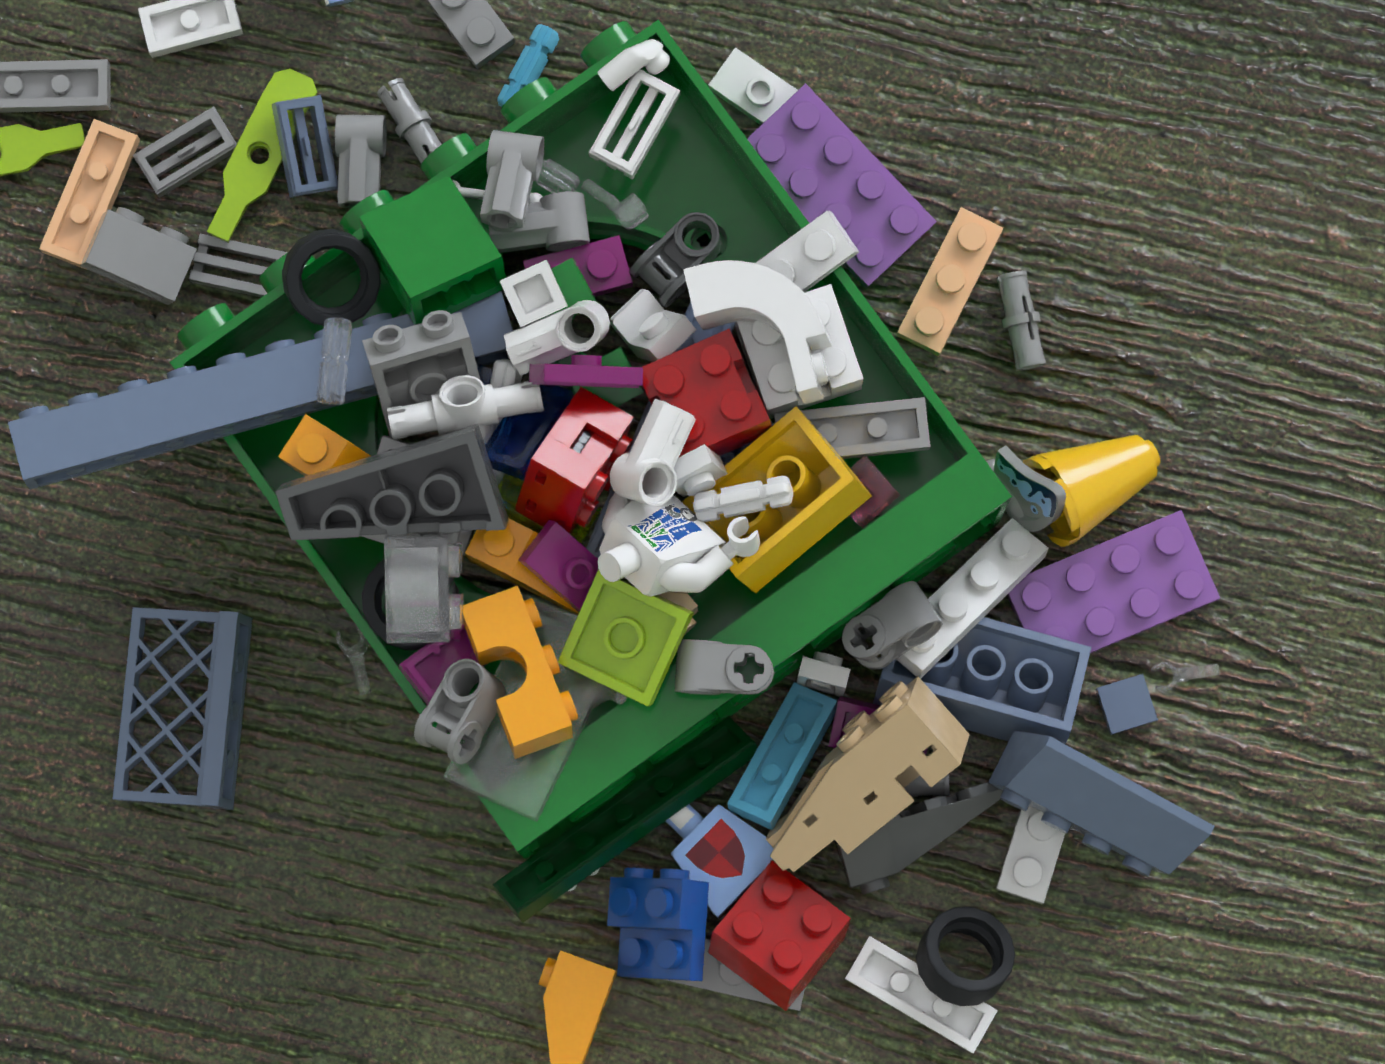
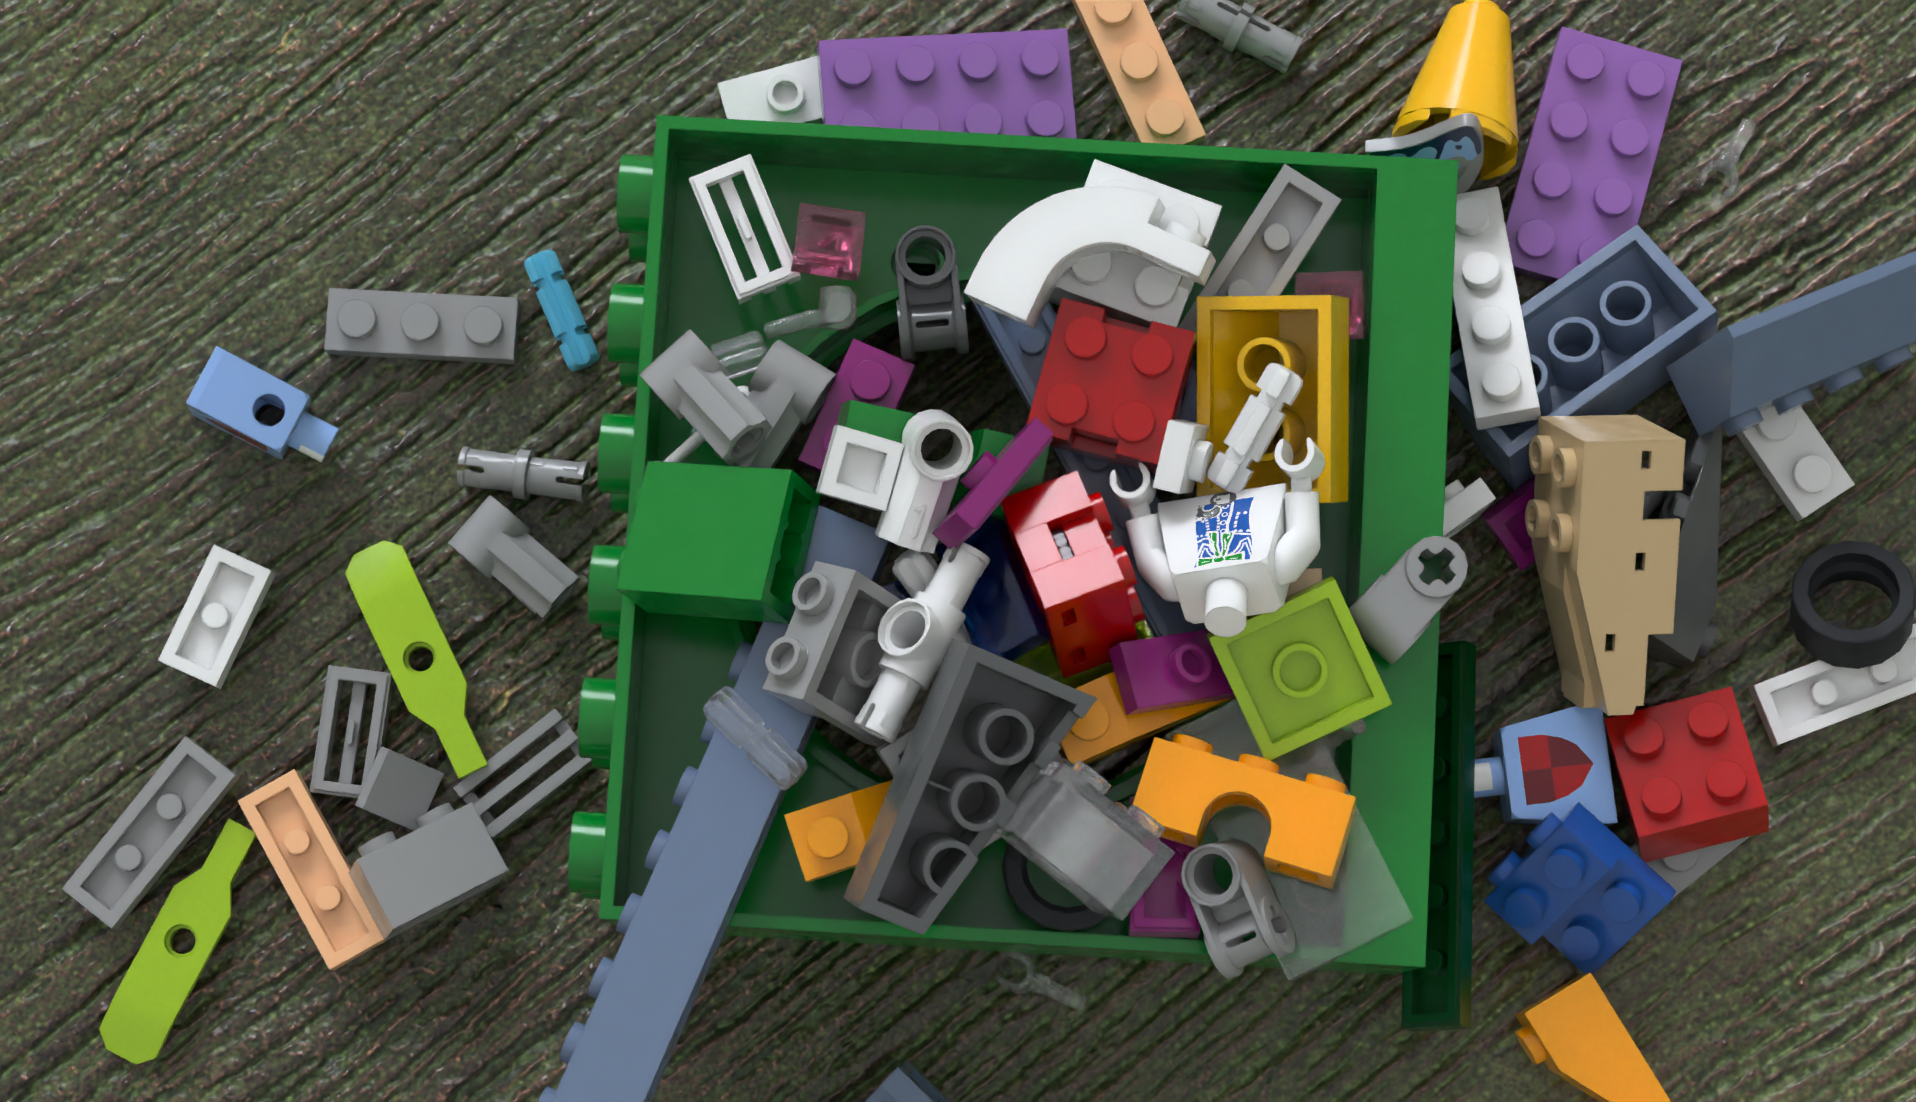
camera: 55 degrees left, 0 degrees up
(174, 203) = (399, 788): none -> light grey tile
(287, 147) = (443, 623): sand blue tile -> none
(322, 240) = (603, 683): black tyre -> none
(632, 60) = (683, 160): white arm -> none
(650, 328) = (985, 384): white bracket -> none
(653, 456) = (1151, 498): white piece -> none
(664, 175) = (828, 242): none -> clear pink tile
(782, 756) = (1505, 630): medium azure plate -> none
(812, 252) = (1037, 155): white plate -> none
(897, 625) = (1479, 389): light grey piece -> none
(1126, 704) = (1715, 240): sand blue tile -> none

